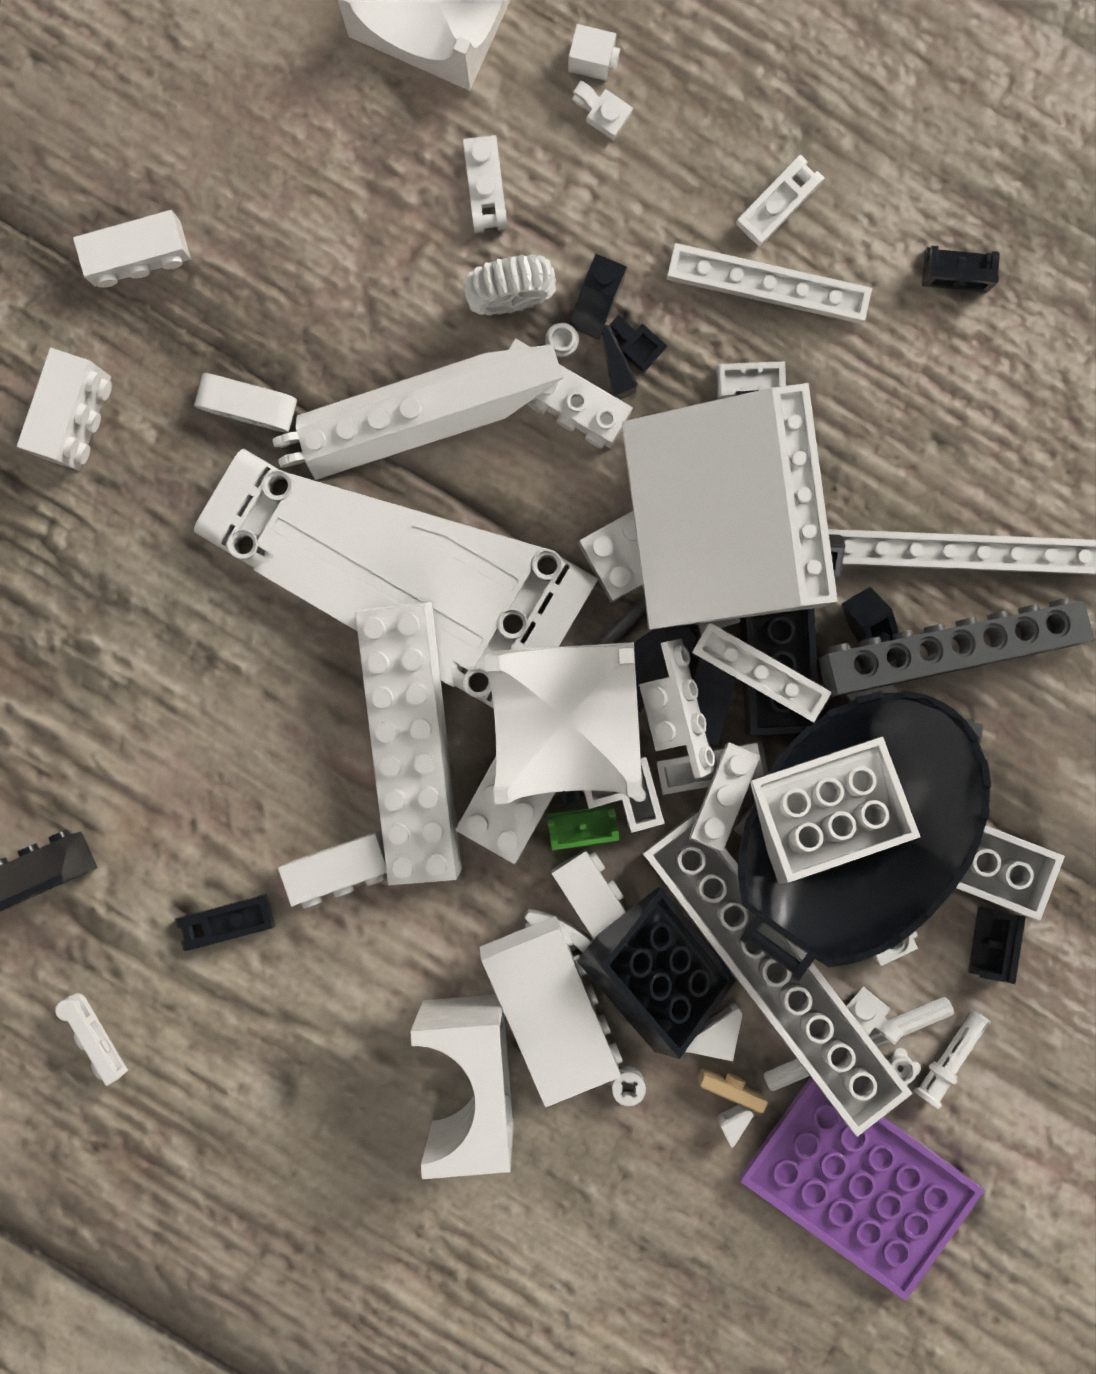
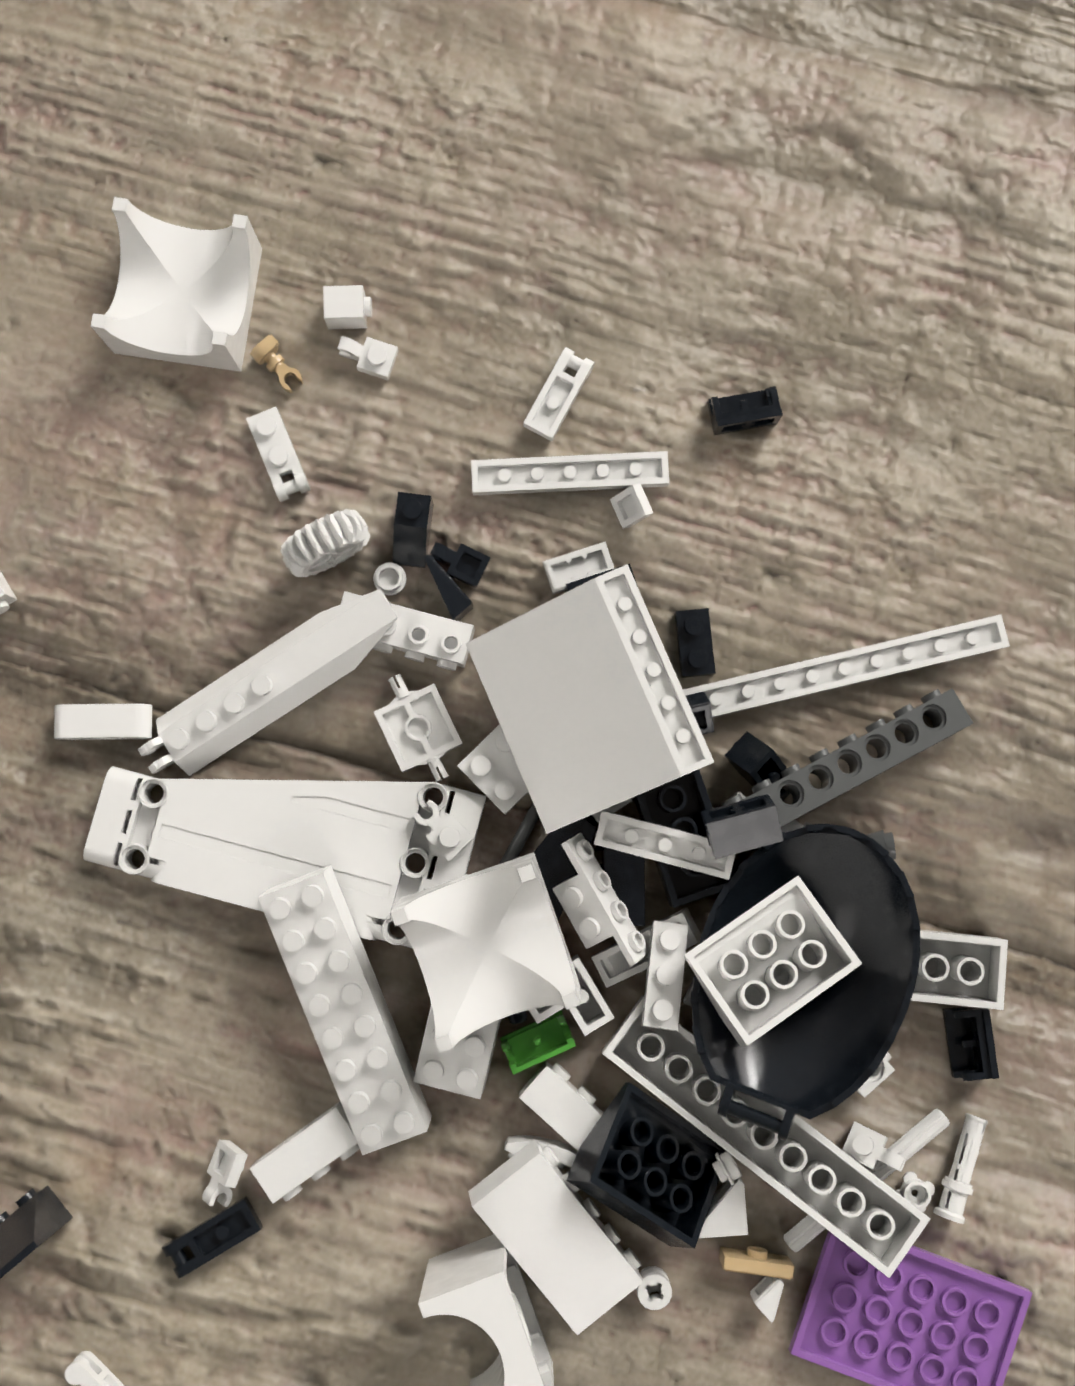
camera: 20 degrees left, 5 degrees down
(253, 864) = (225, 1170): none -> white plate
(500, 77) = (266, 352): none -> tan piece
(550, 494) = (418, 728): none -> white plate
(552, 603) = (447, 834): none -> white plate
(730, 994) = (726, 1168): none -> white plate
(820, 333) = (631, 506): none -> white plate
(843, 673) = (742, 826): none -> hinge
(844, 486) = (694, 643): none -> black plate

